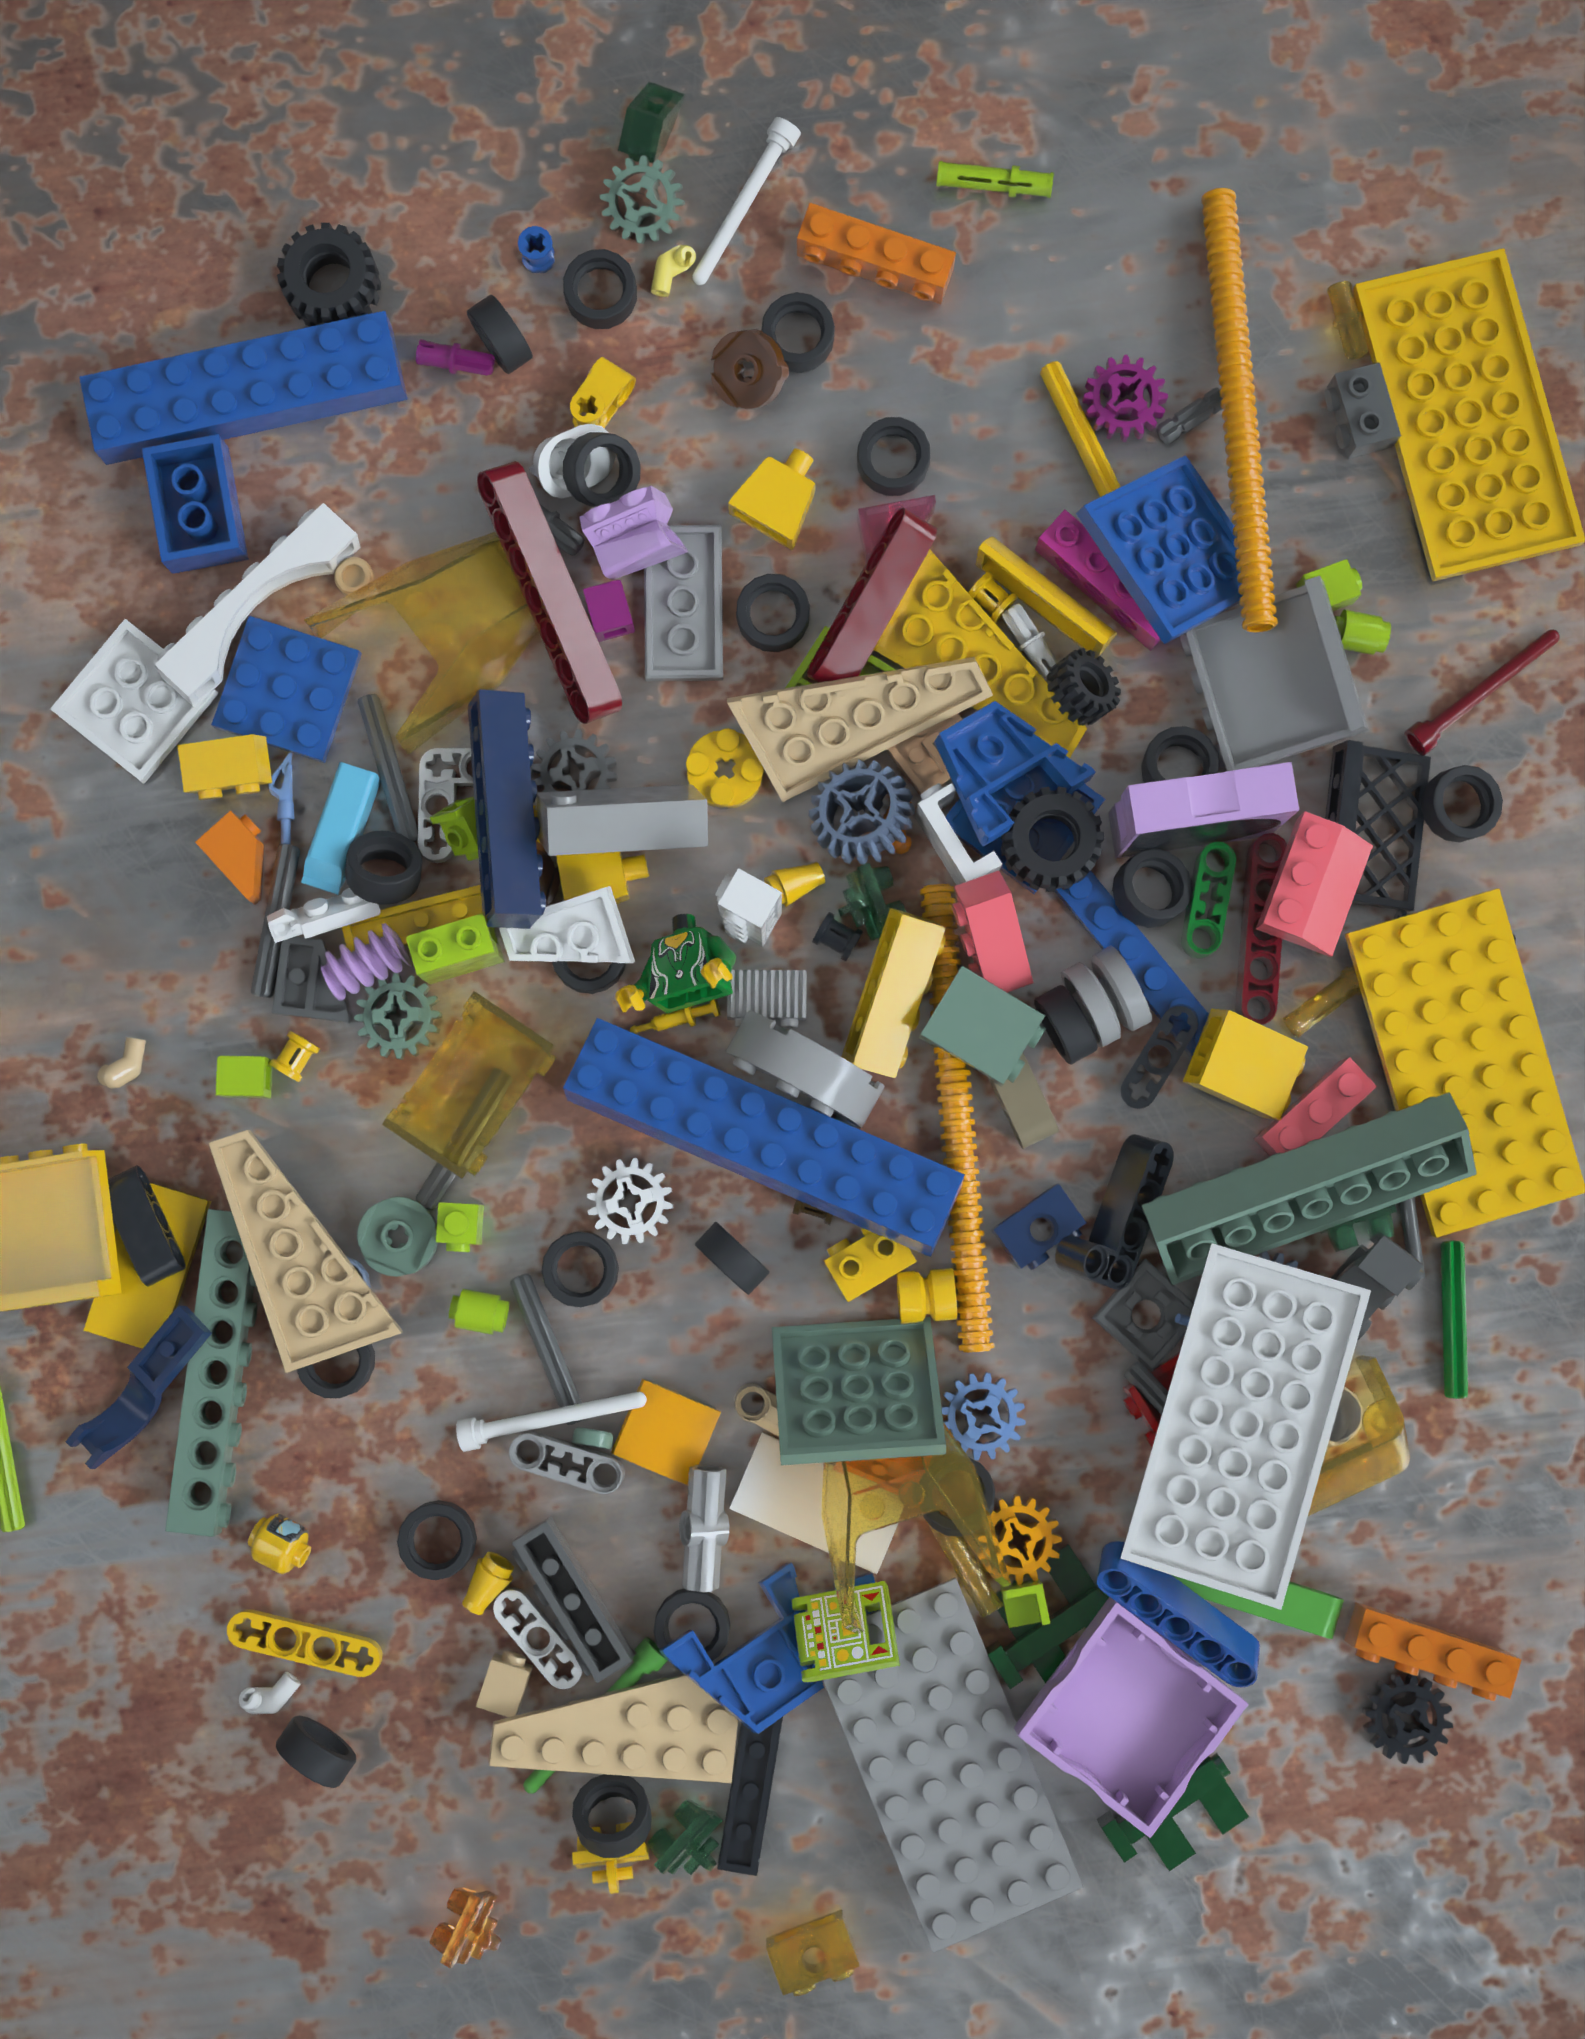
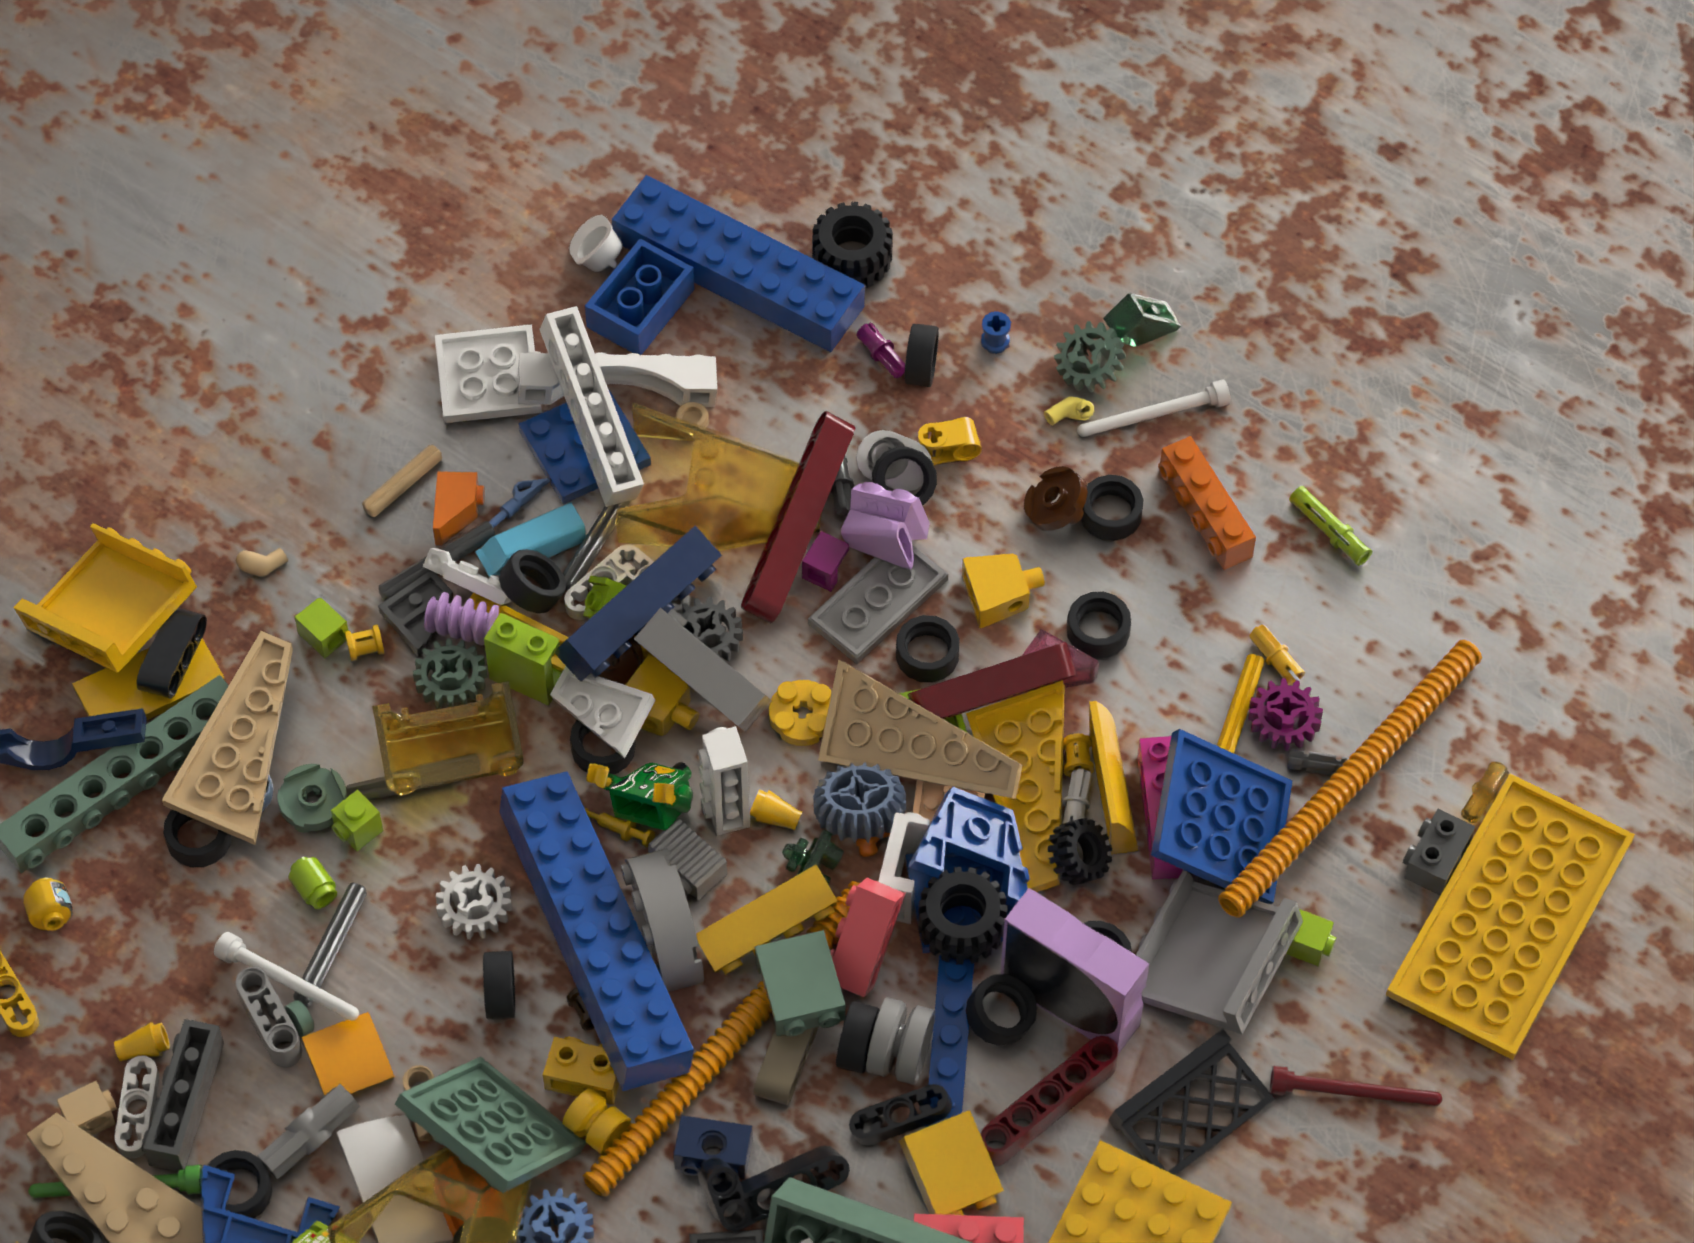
camera: 45 degrees right, 25 degrees down
(99, 486) = (596, 244): none -> white piece
(165, 872) = (402, 480): none -> tan axle
(224, 765) = (501, 447): yellow brick -> none
(273, 659) = (591, 406): none -> white brick
(411, 1557) = (135, 966): black tyre -> none
(550, 1263) = (395, 890): black tyre -> none
(591, 261) = (1012, 364): black tyre -> none
(837, 936) = (768, 865): black bush -> none
(1062, 346) = (1276, 653): none -> yellow axle
(1219, 893) = (1015, 1051): green beam -> none
(1315, 884) = (1107, 1087): coral slope -> none
(1323, 1002) = (1042, 1182): clear yellow pin -> none
(1363, 632) = (1302, 980): lime brick -> none
(1489, 798) = (1283, 1121): black tyre -> none

